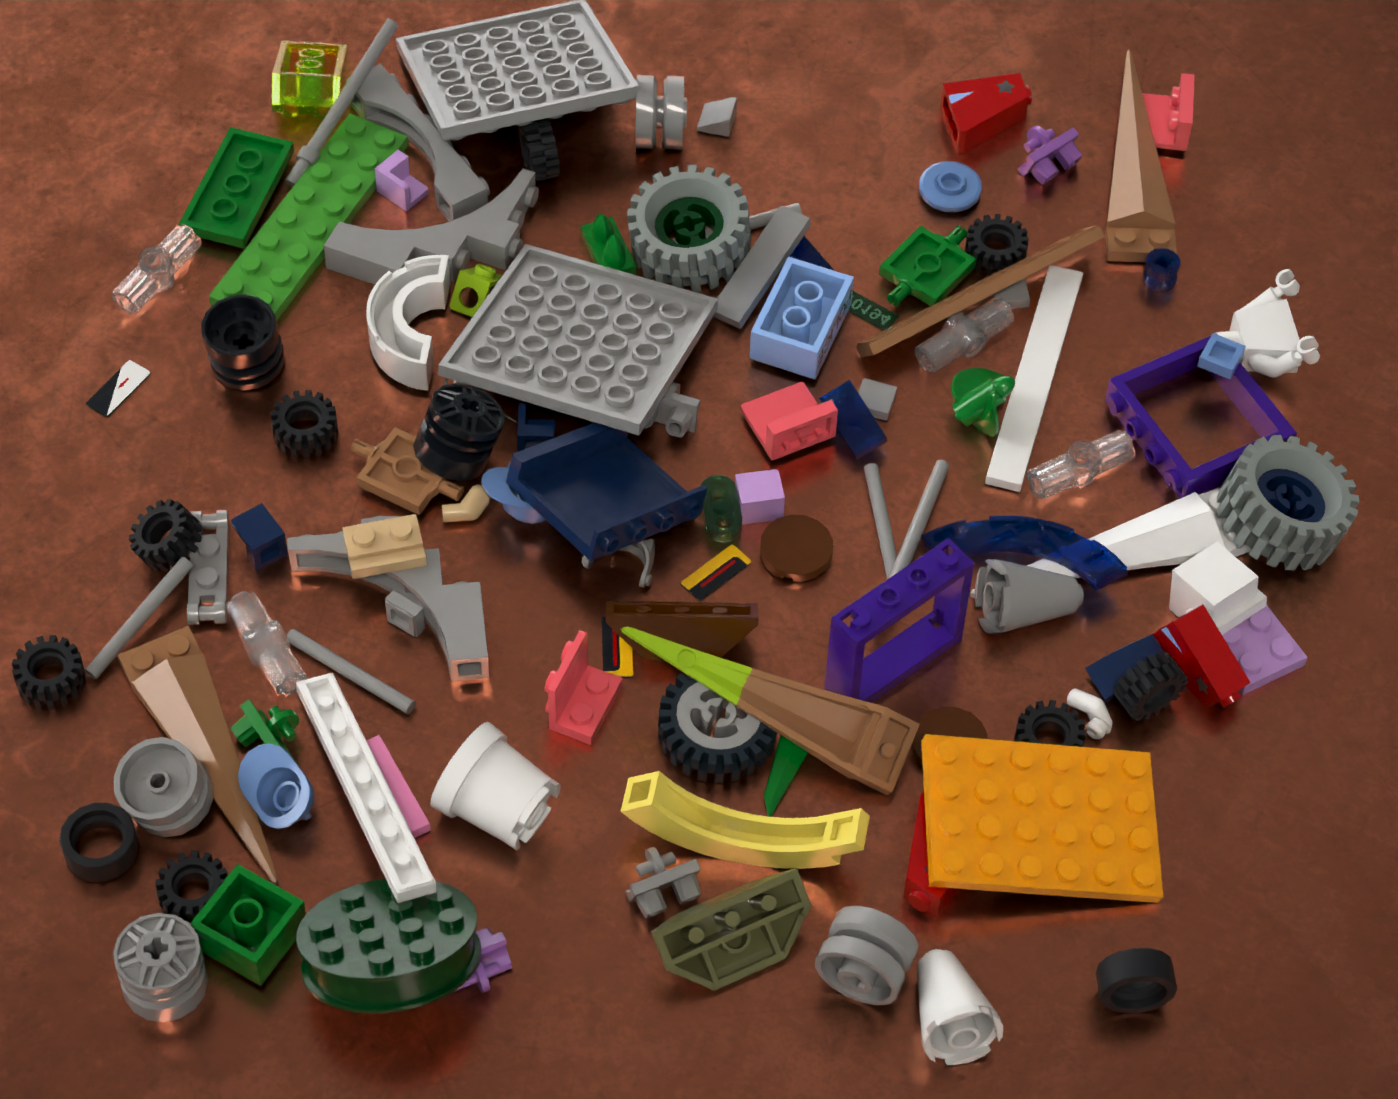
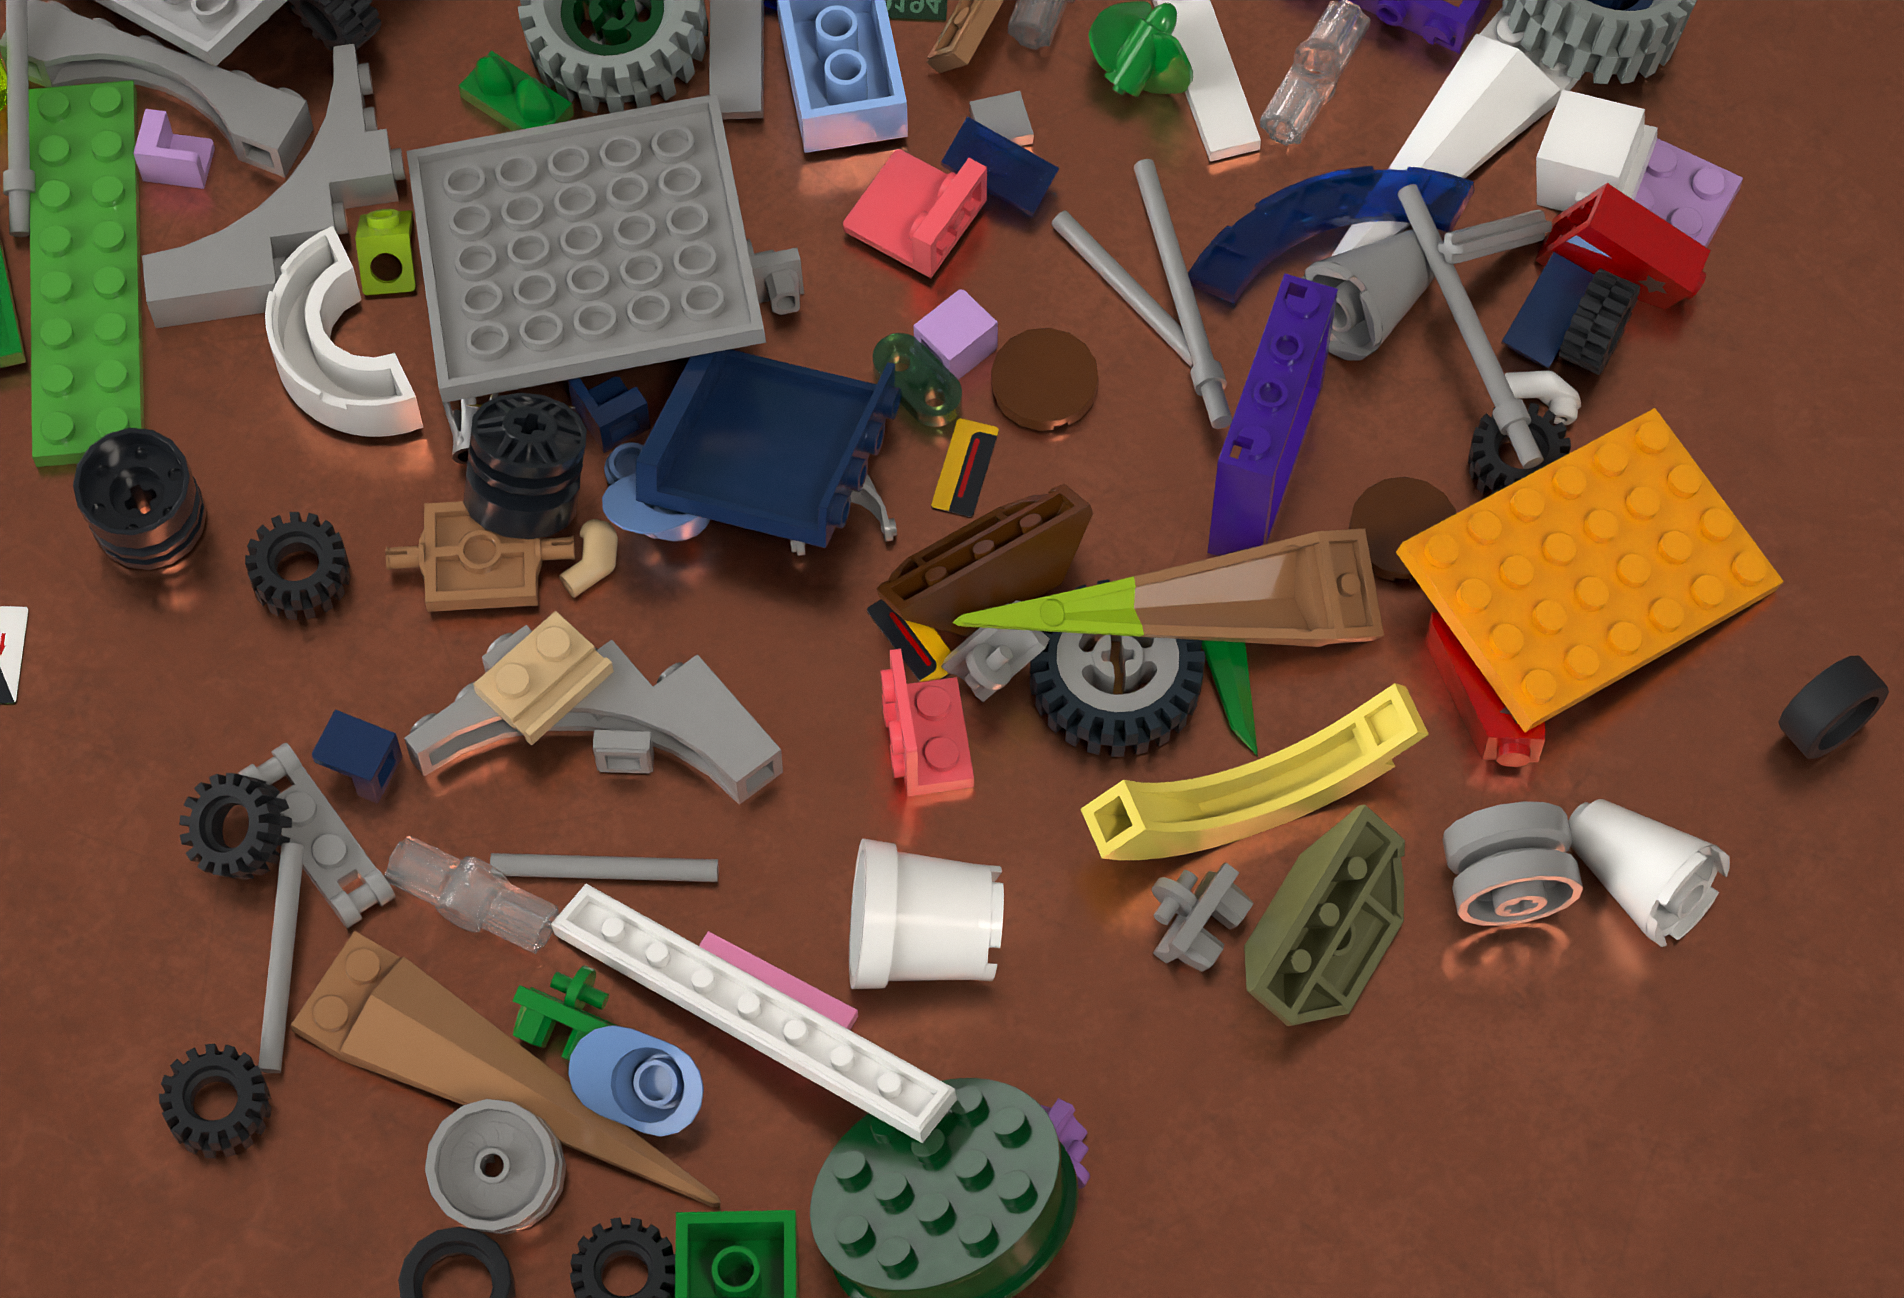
camera: 30 degrees left, 10 degrees up
(647, 674) = (993, 657): none -> light grey hips
(1054, 704) = (1508, 412): none -> light grey bar
(1119, 605) = (1494, 236): none -> light grey axle

